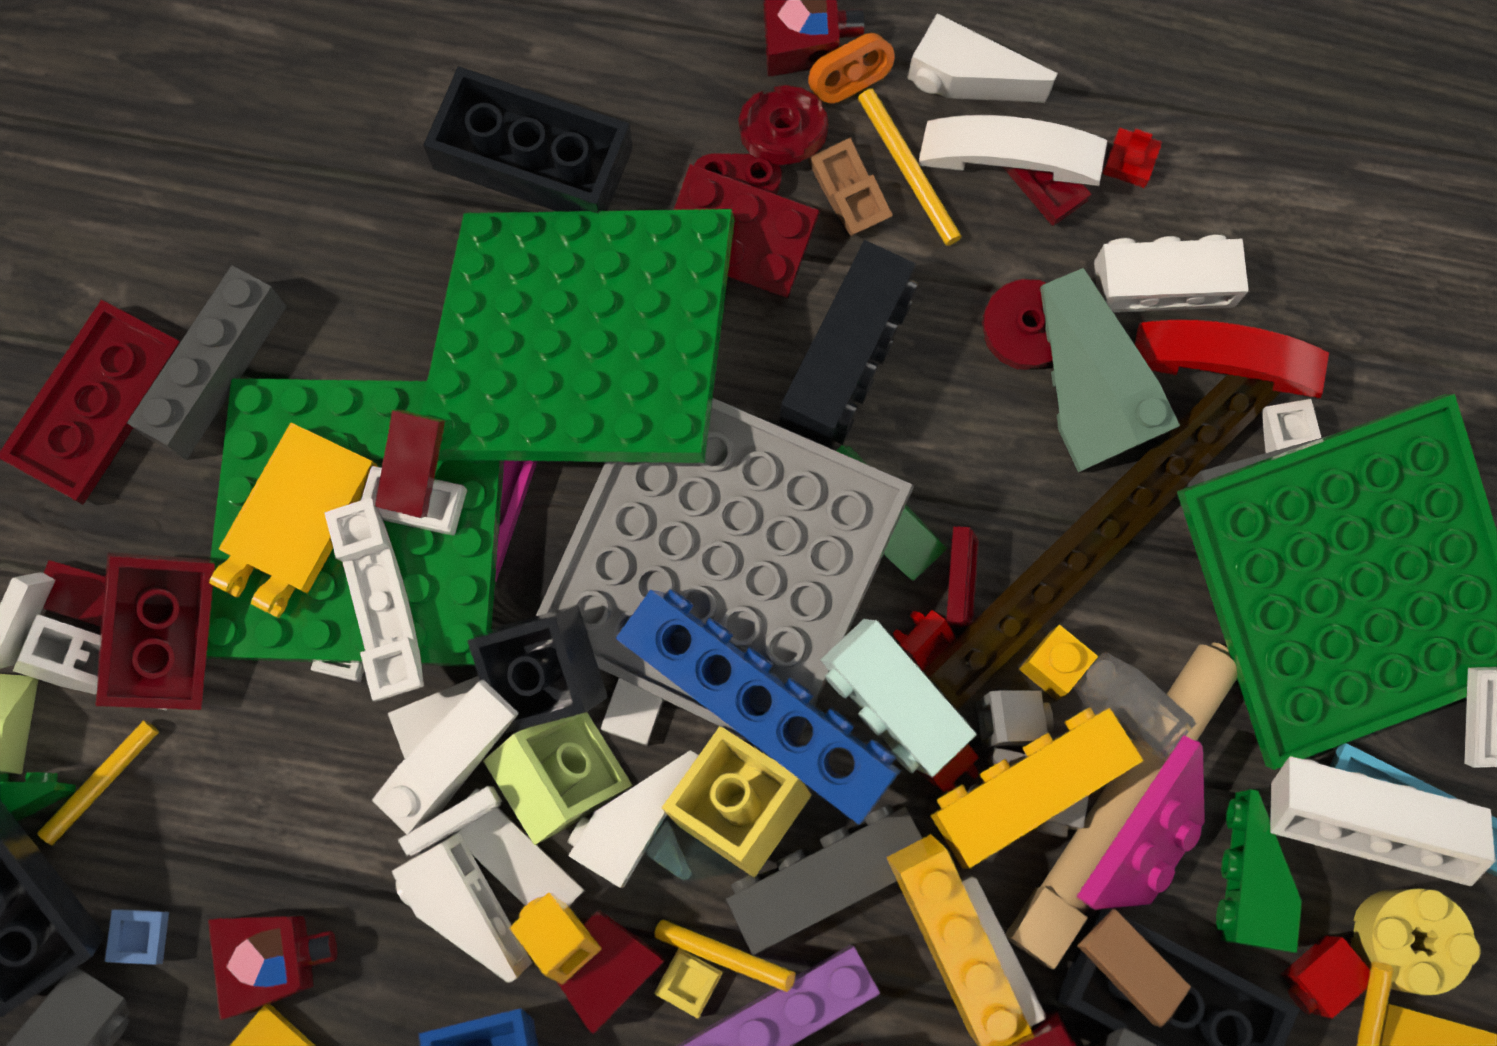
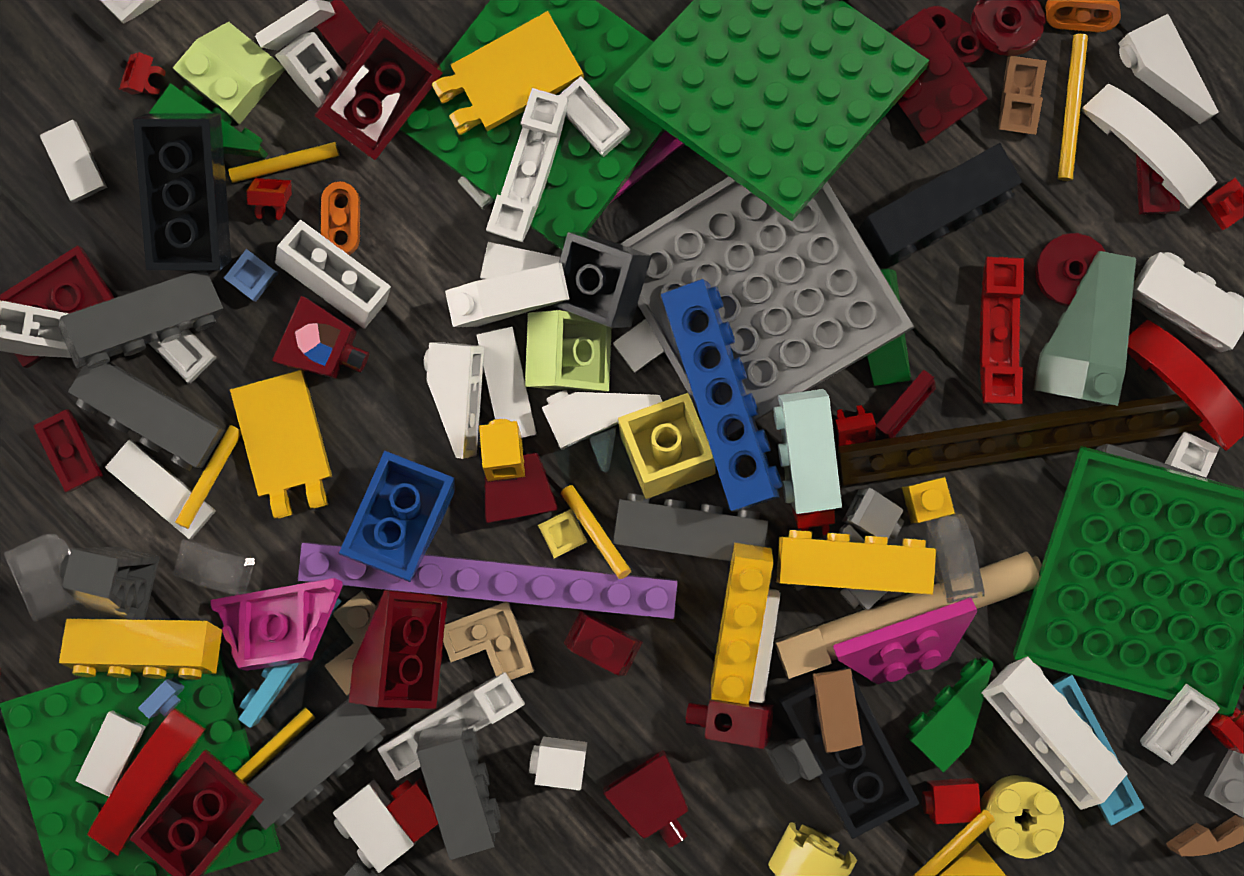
camera: 35 degrees right, 10 degrees up
(99, 828) = (269, 193): none -> red tile
(201, 805) = (341, 220): none -> orange plate
(229, 870) = (332, 274): none -> white brick
(409, 463) = (606, 93): dark red tile -> none
(450, 821) = (484, 336): white tile -> none
(1001, 435) = (1001, 330): none -> red slope

